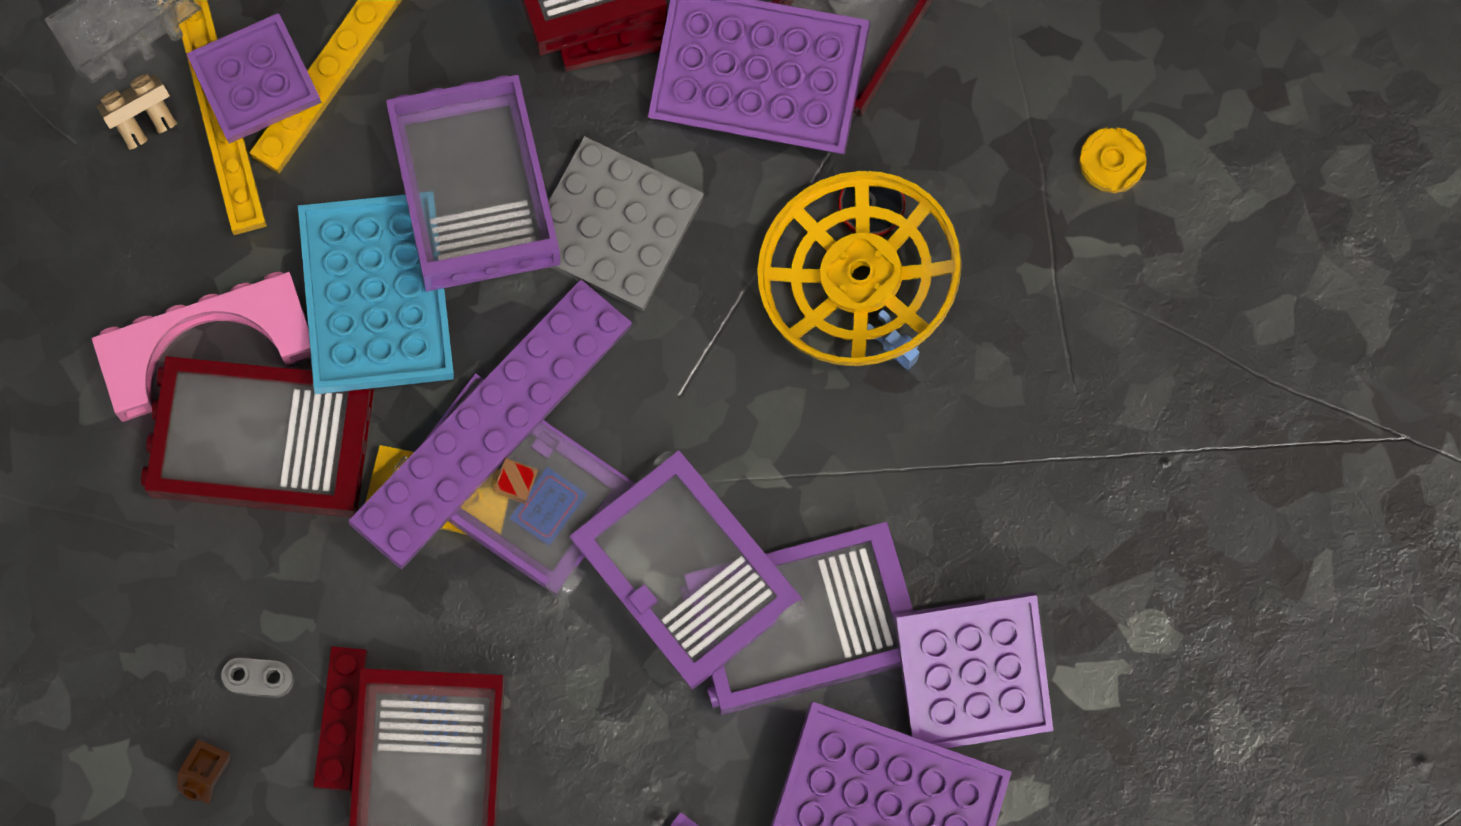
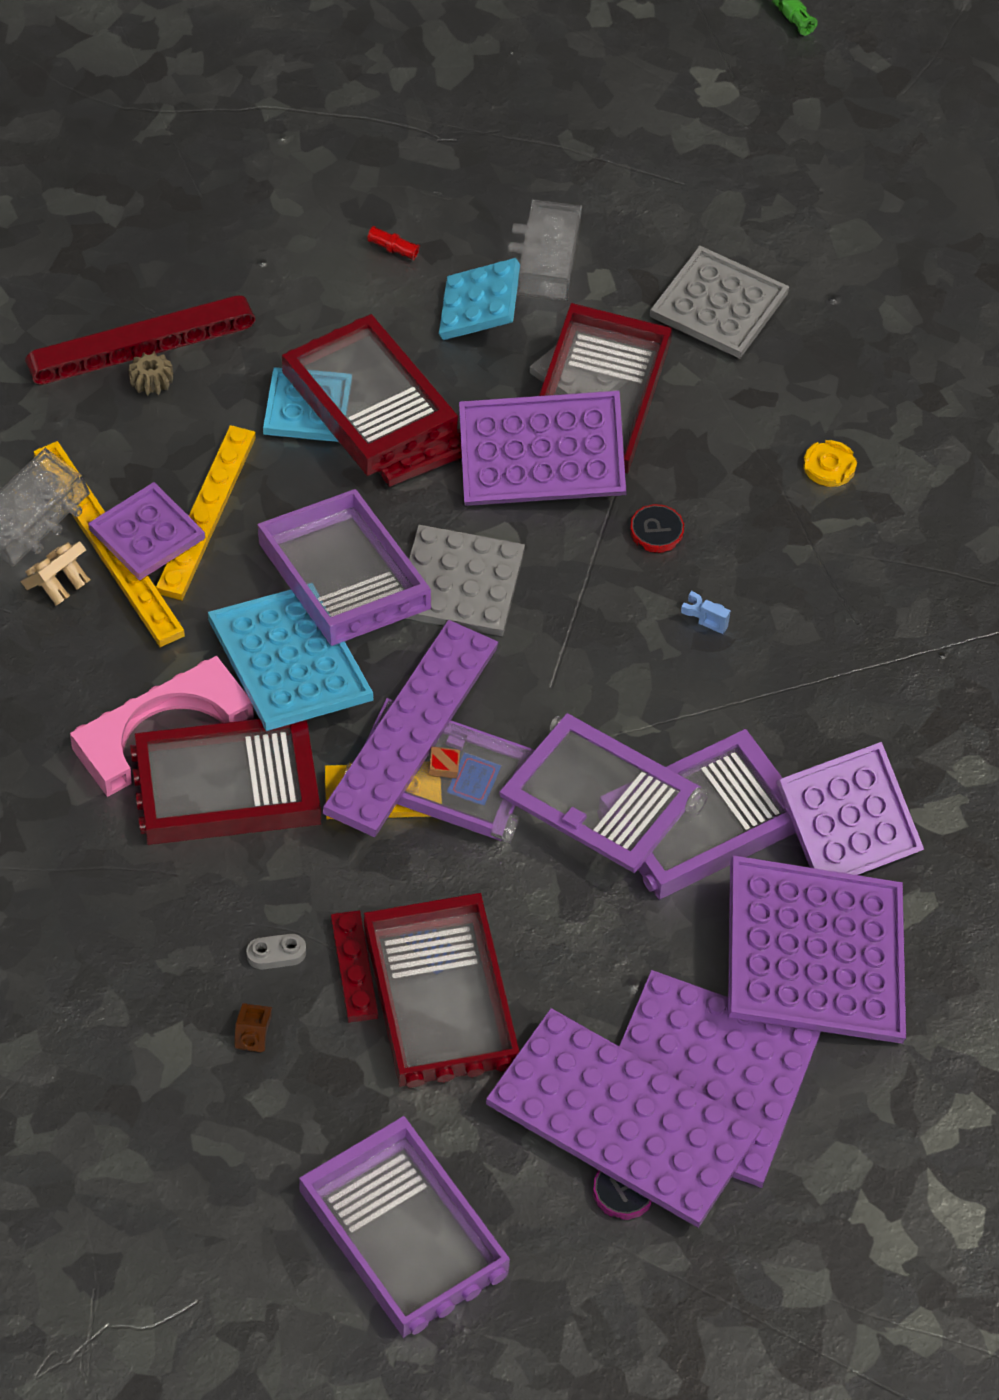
camera: 15 degrees left, 20 degrees down
(855, 251) = (663, 555): yellow dish -> none

